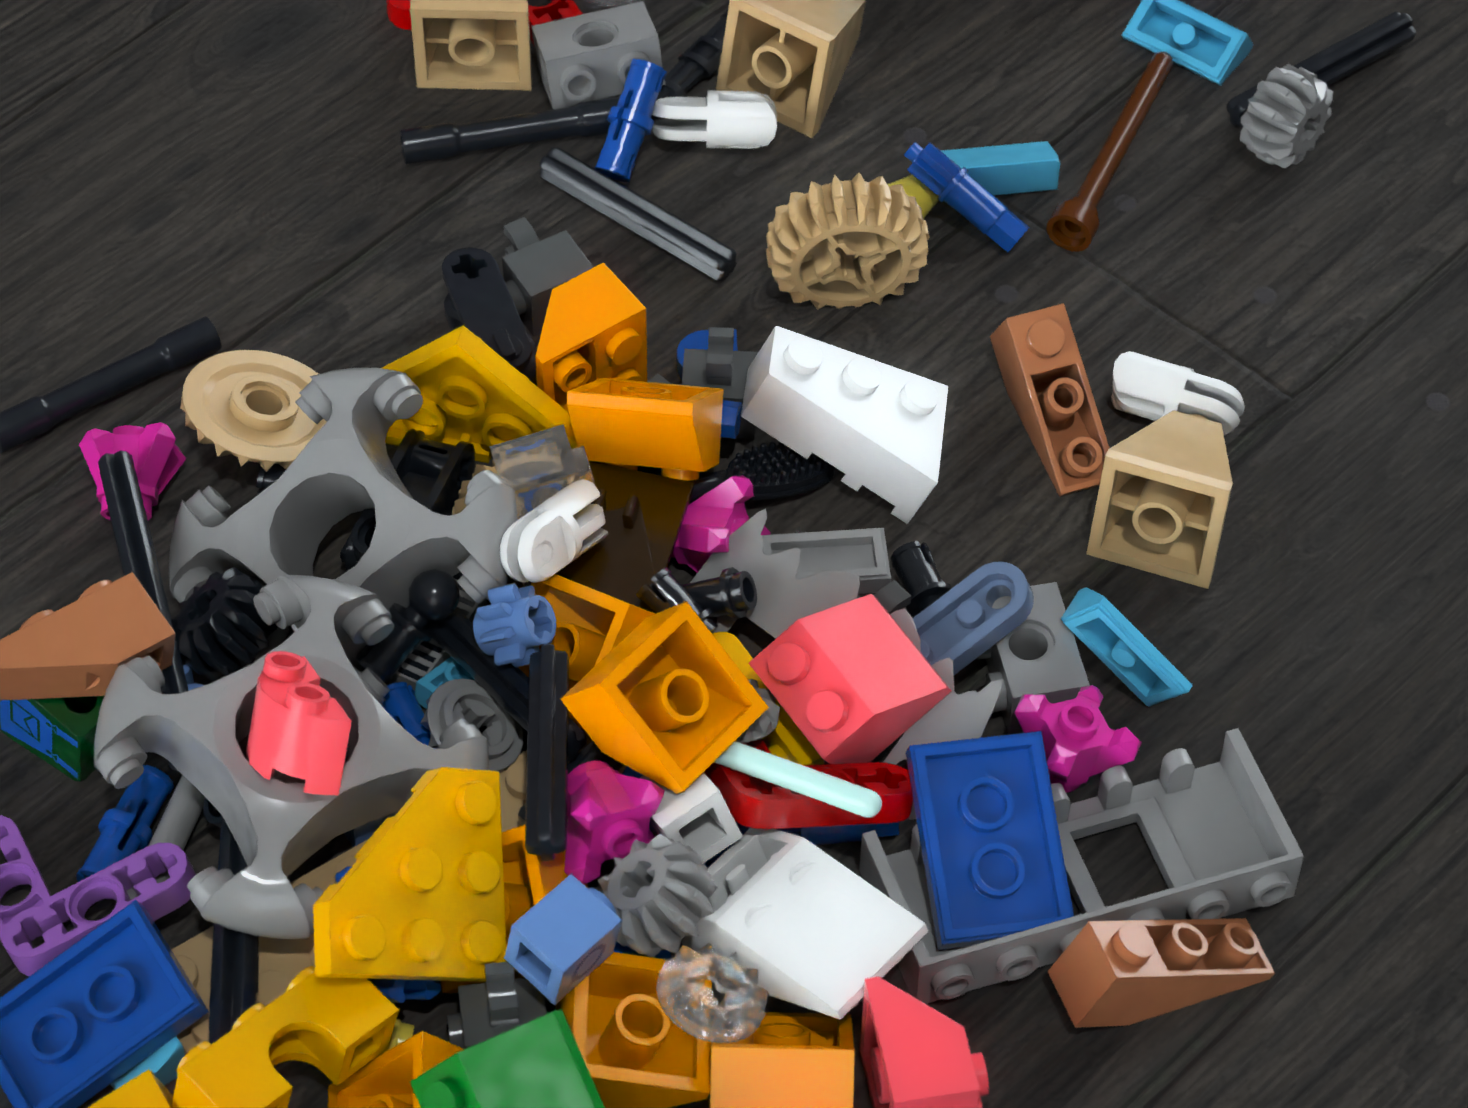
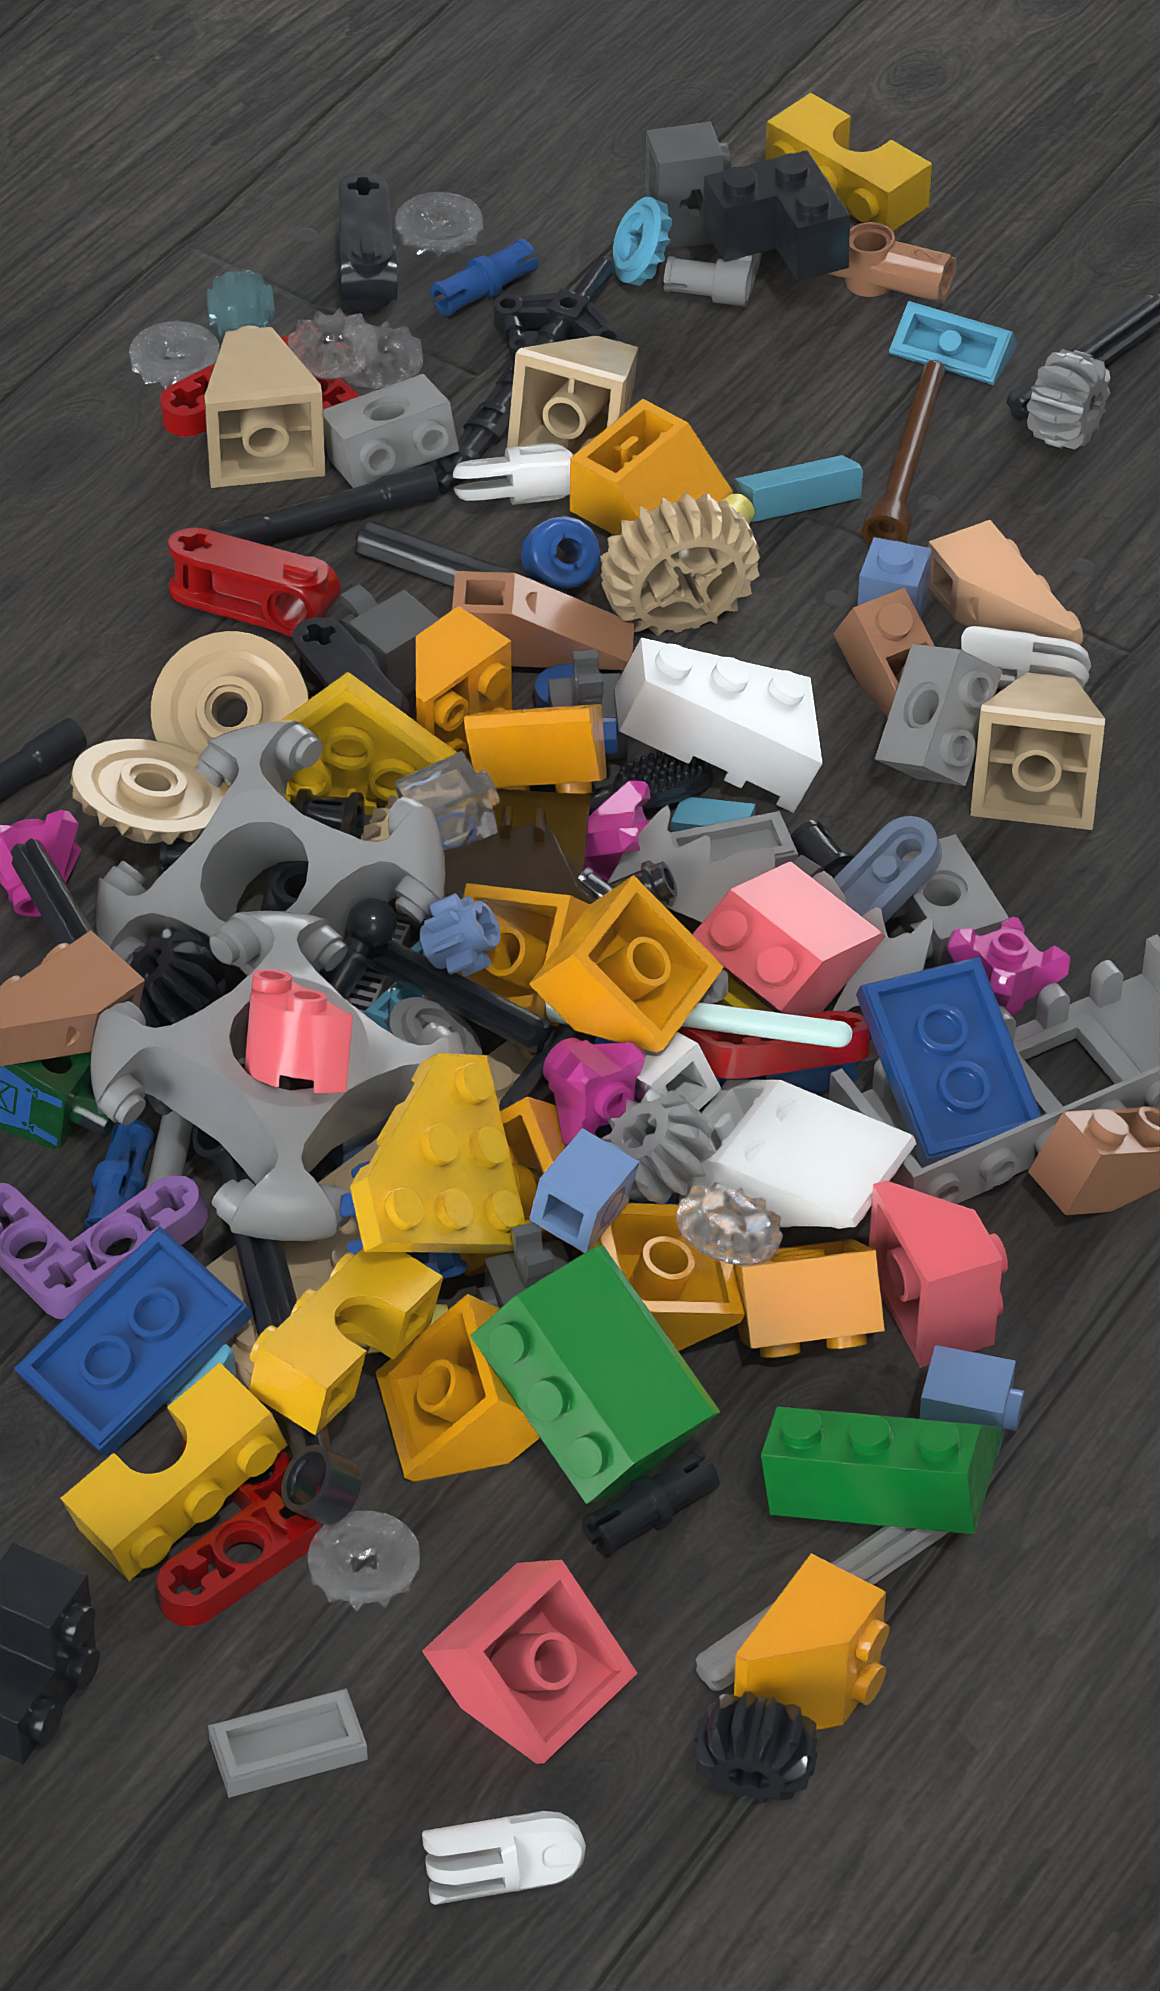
camera: 10 degrees left, 5 degrees down
(346, 294) = (216, 671): none -> tan gear
(422, 195) = (249, 580): none -> red piece
(547, 753) = (524, 1036): black axle -> none
(553, 533) = (478, 848): white arm -> none
(630, 120) = (438, 483): blue pin -> none
(693, 284) = (543, 621): none -> nougat slope
(755, 217) = (570, 536): none -> blue piece
(820, 514) = (705, 812): none -> medium azure piece
(837, 128) = (636, 464): none -> light orange slope
(965, 195) = (778, 510): blue piece -> none
(1065, 278) = (895, 566): none -> medium blue brick
(1066, 445) = (937, 714): none -> light grey brick
(1123, 648) = (1033, 882): medium azure slope -> none
(1162, 311) = (991, 586): none -> light nougat slope

